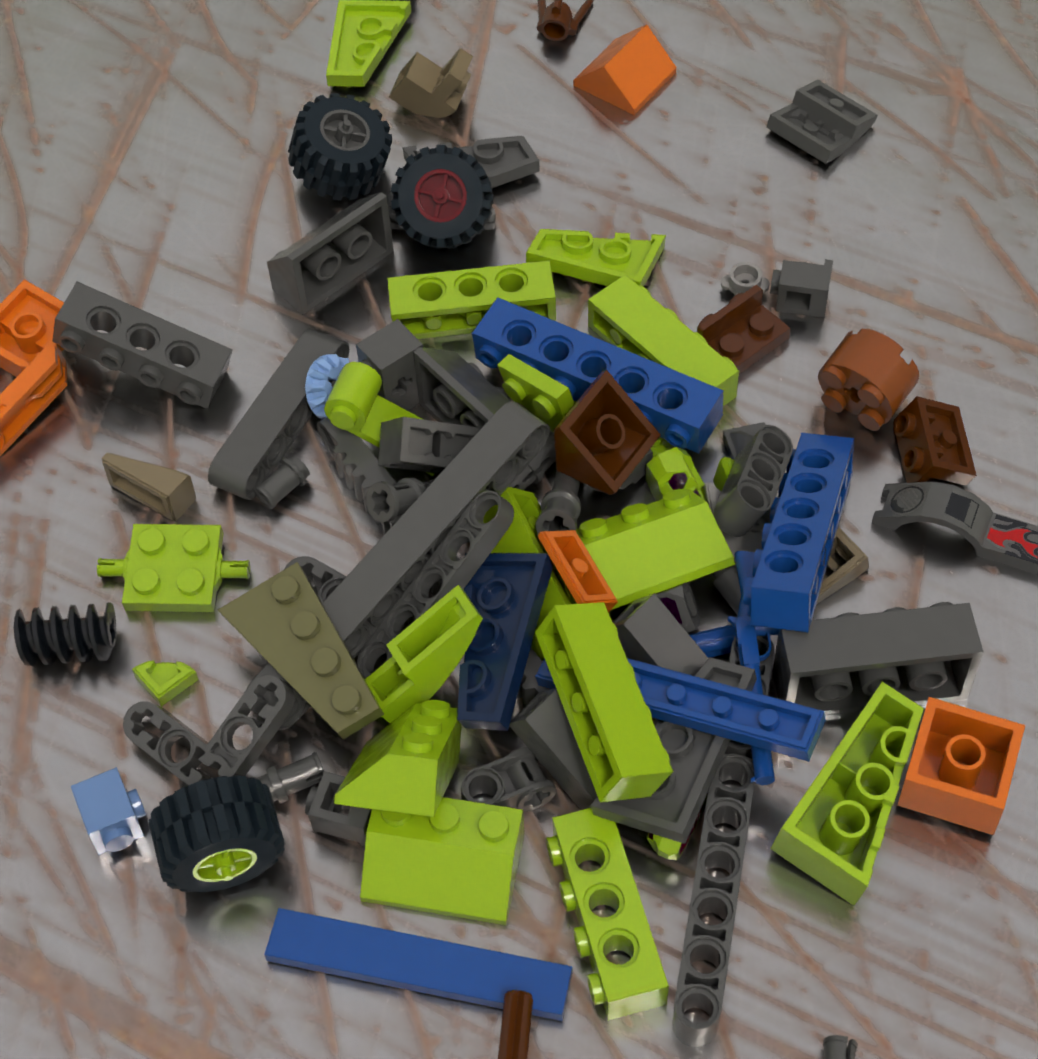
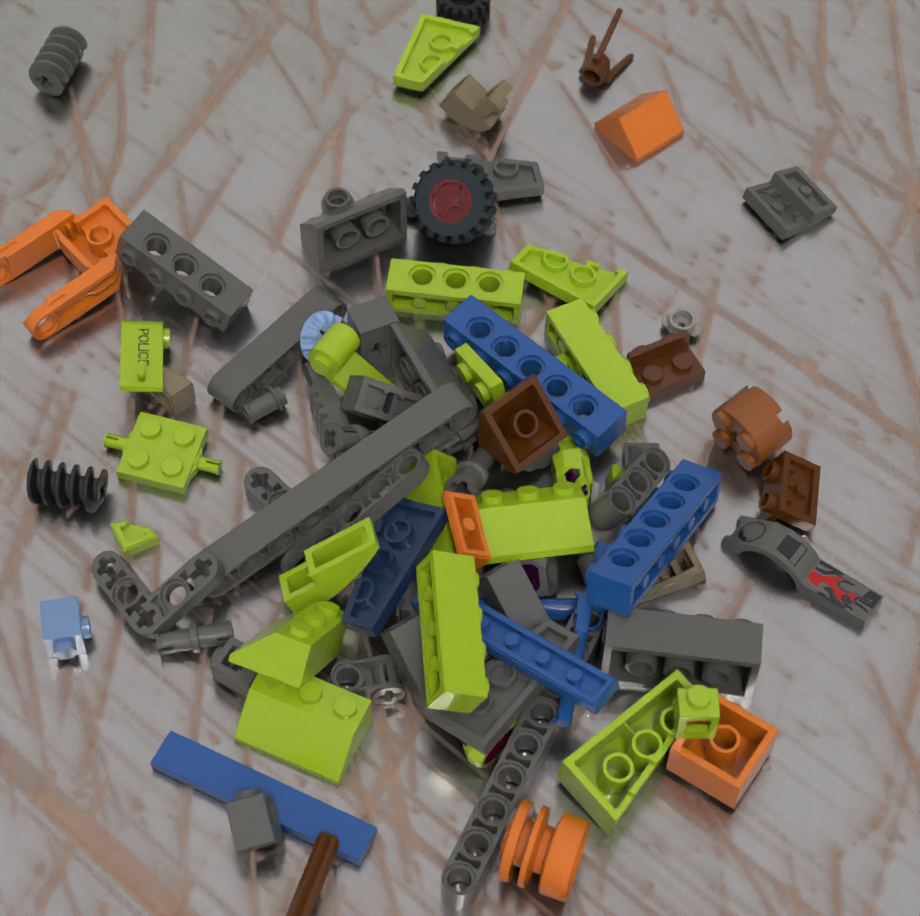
camera: 10 degrees right, 0 degrees up
(118, 456) = (142, 355): none -> lime door
(216, 834) = (137, 663): black wheel -> none
(298, 226) = (335, 198): none -> dark grey plate
(299, 640) = (240, 533): olive wing -> none
(339, 146) = (385, 140): black wheel -> none
(418, 997) = (254, 820): none -> dark grey brick
(619, 987) = (422, 850): lime brick -> none
(791, 944) = (543, 850): none -> orange wheel
(802, 287) = (725, 340): dark grey brick -> none
(925, 719) = (696, 704): none -> lime brick

